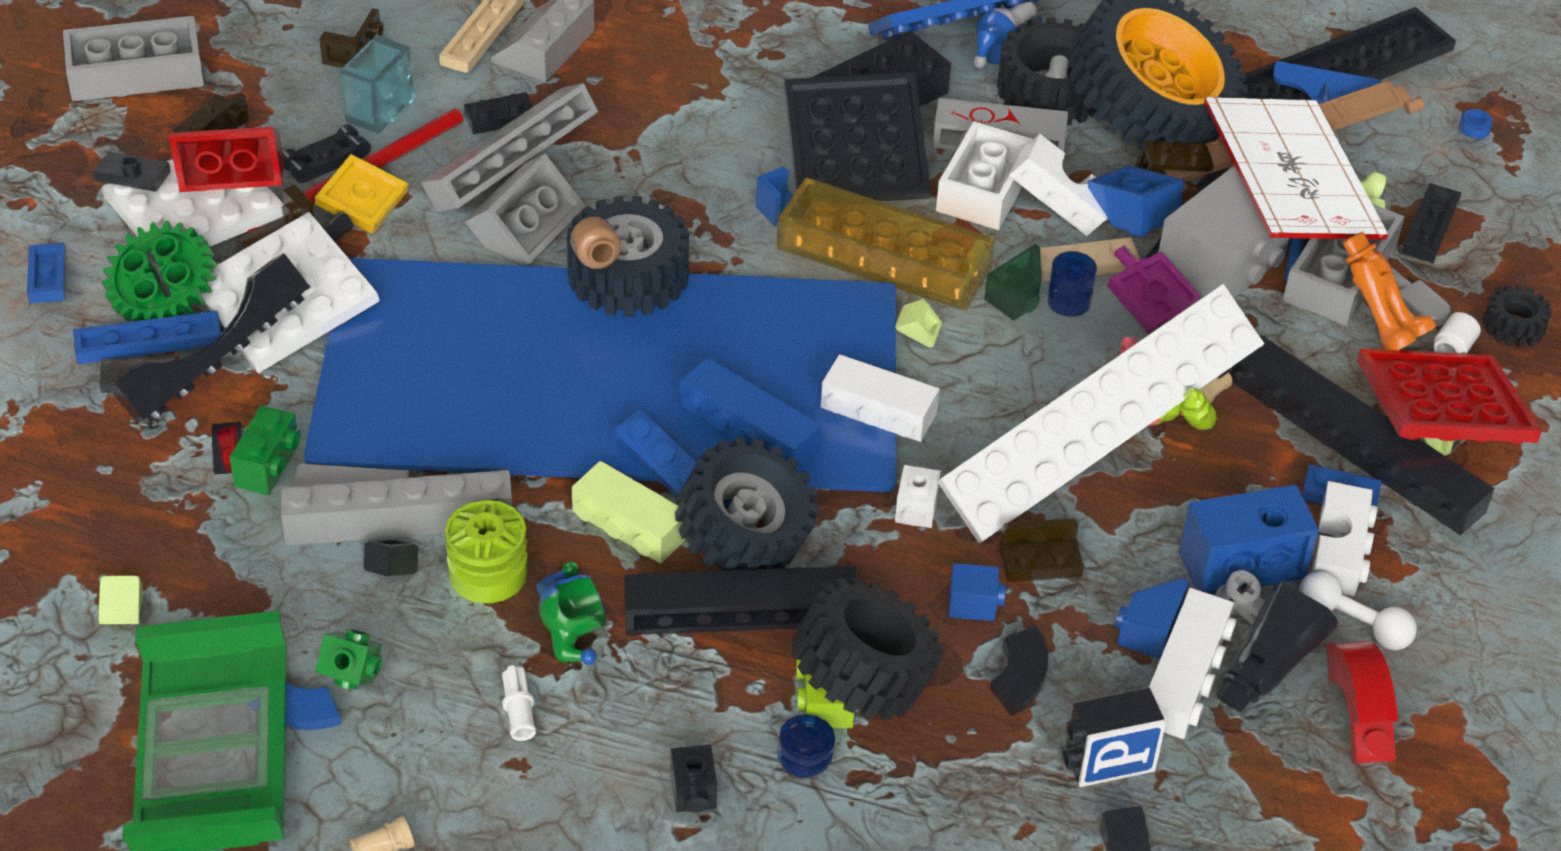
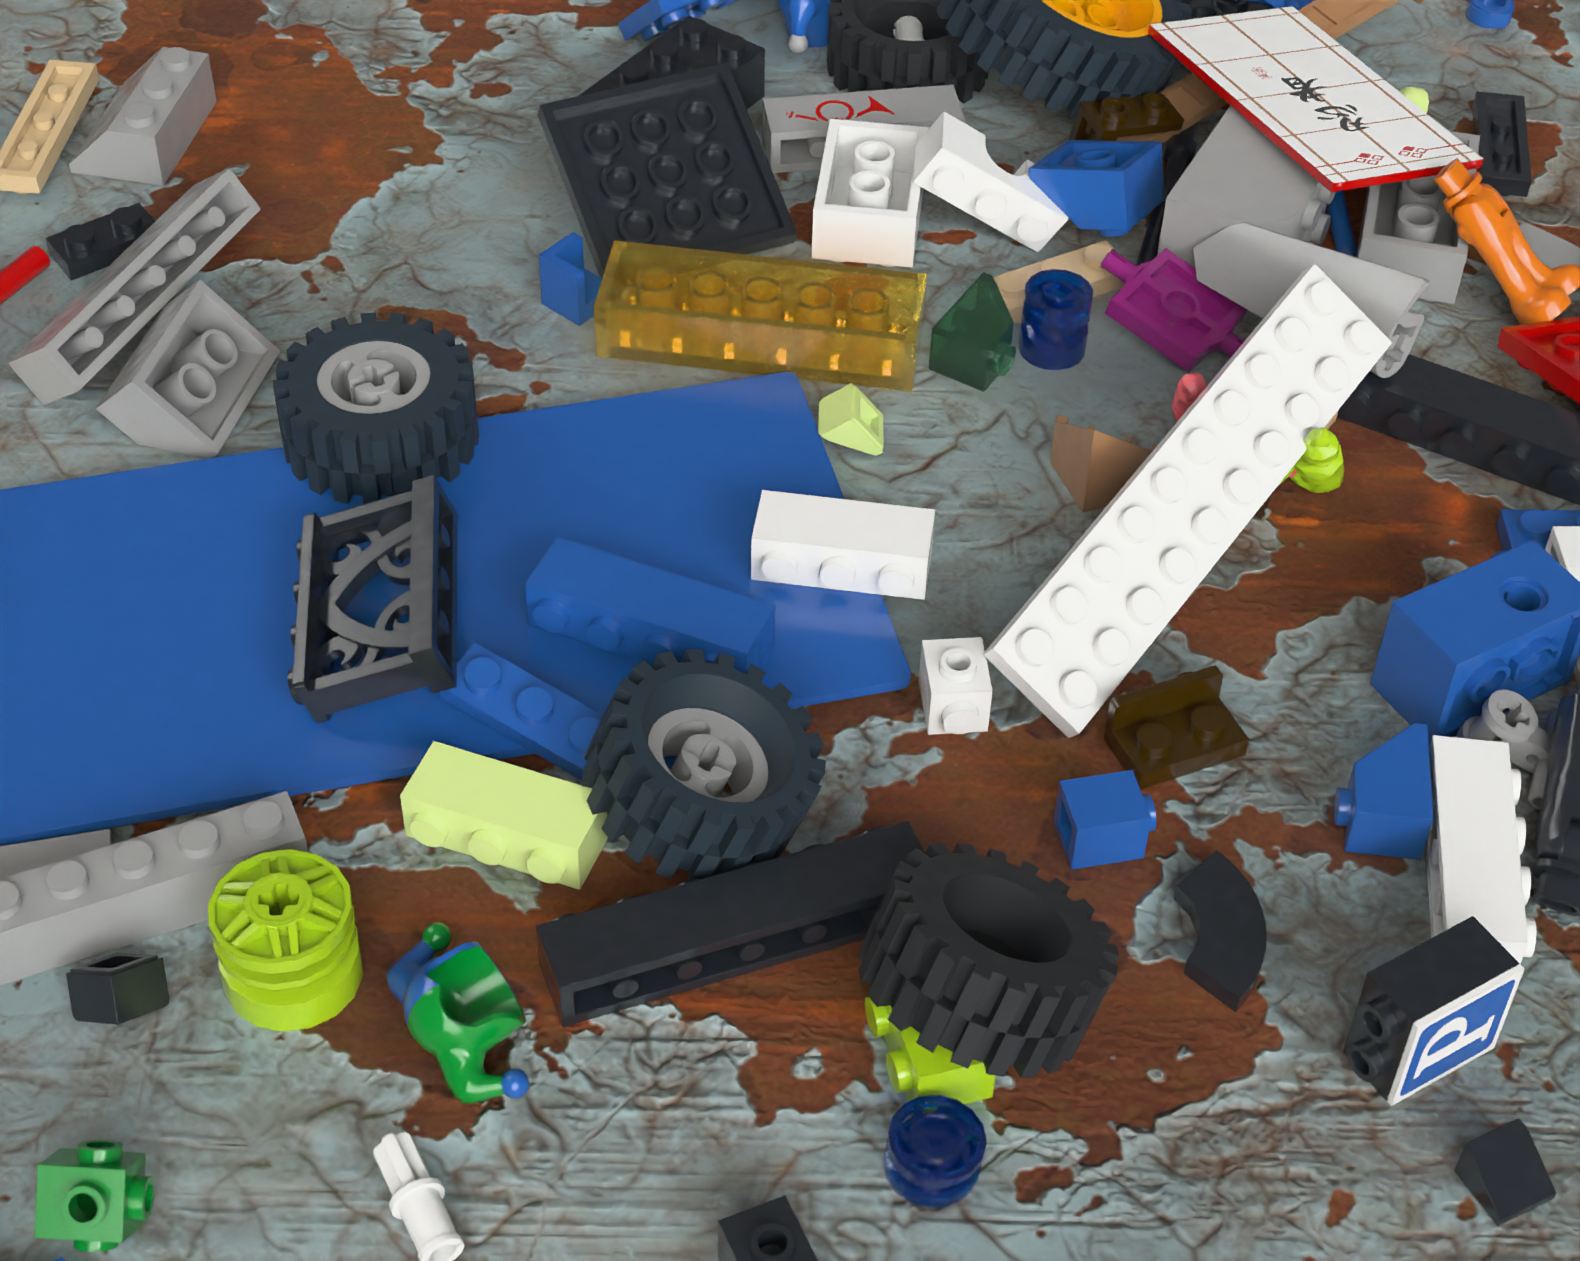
camera: 15 degrees left, 0 degrees up
(595, 242) = (327, 393): medium nougat head -> none
(625, 334) = (420, 650): none -> black fence
(1055, 376) = (1093, 463): none -> medium nougat slope
(1206, 269) = (1260, 266): none -> light grey panel

